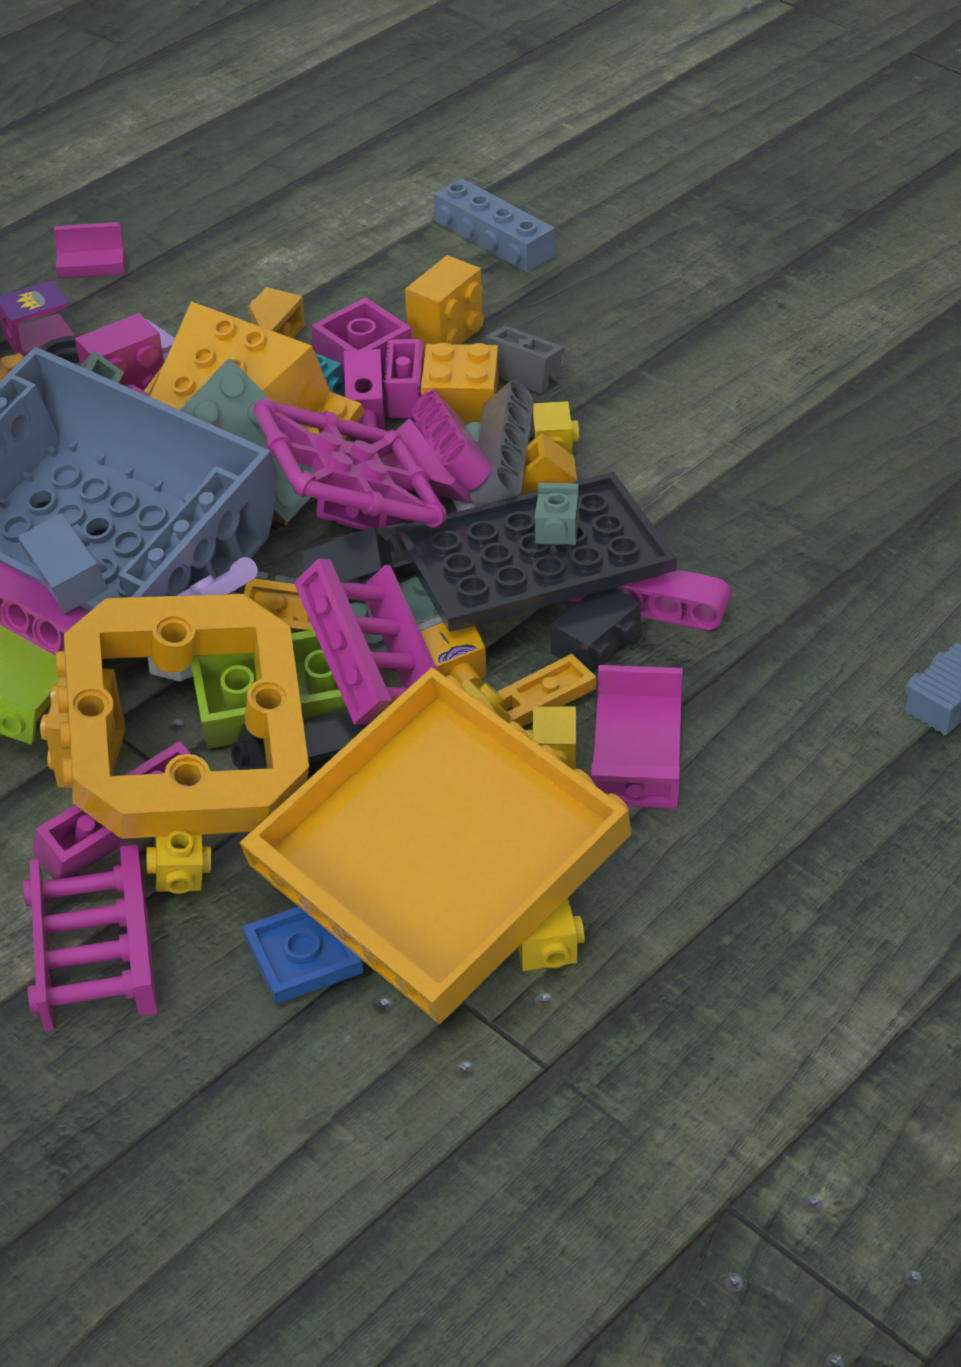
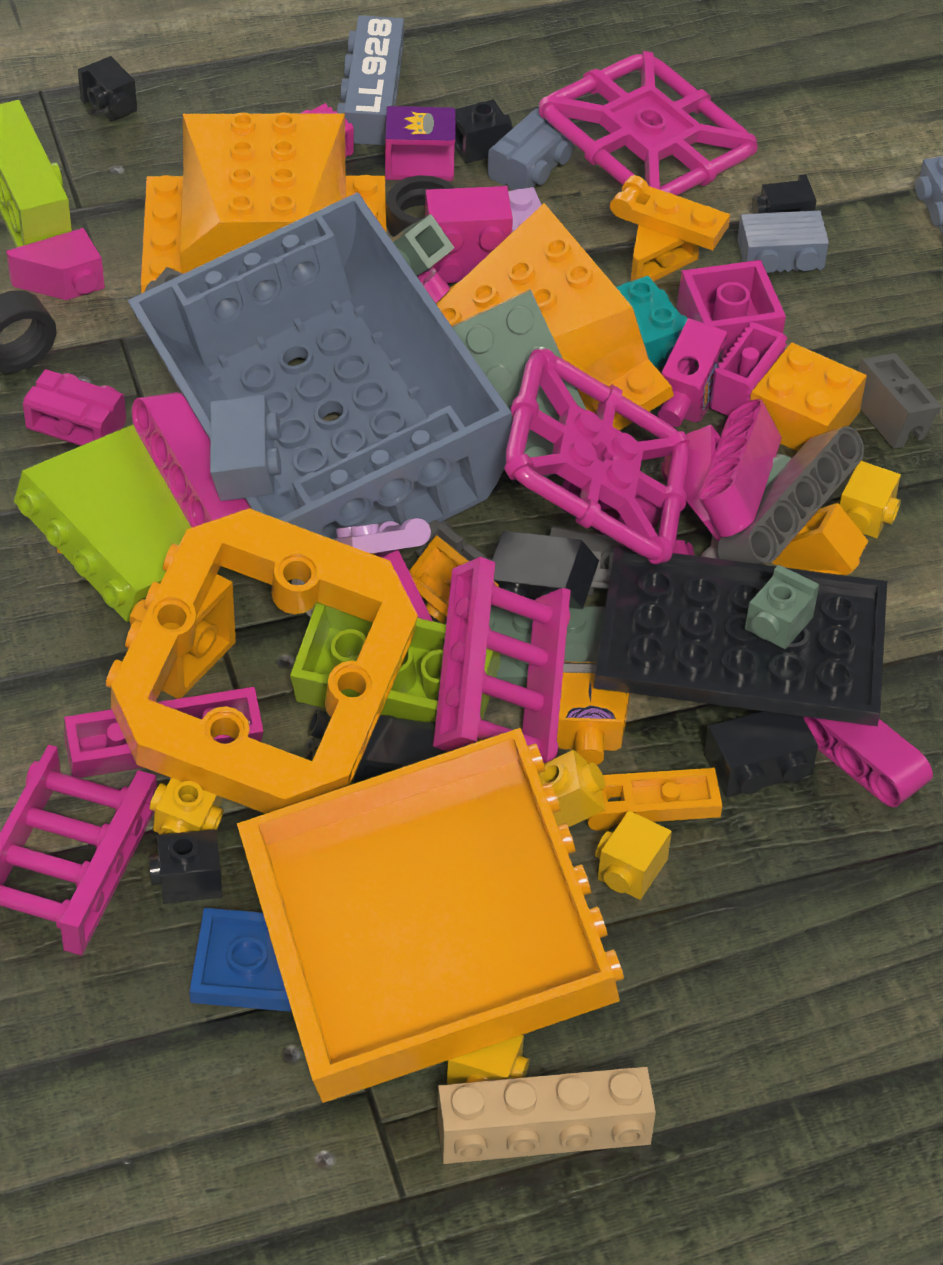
camera: 25 degrees right, 5 degrees up
(83, 294) = (479, 129): none -> black brick
(89, 250) = (522, 79): dark pink panel -> none
(127, 291) = (528, 153): none -> sand blue brick
(206, 902) = (187, 866): none -> black brick
(210, 243) = (631, 122): none -> dark pink plate
(272, 292) = (669, 213): none -> light orange plate
(350, 262) = (785, 197): none -> black brick
(371, 278) = (784, 240): none -> sand blue brick
(445, 303) = (843, 303): light orange brick -> none
(618, 950) = (545, 1115): none -> tan brick
(638, 734) = (724, 894): dark pink panel -> none

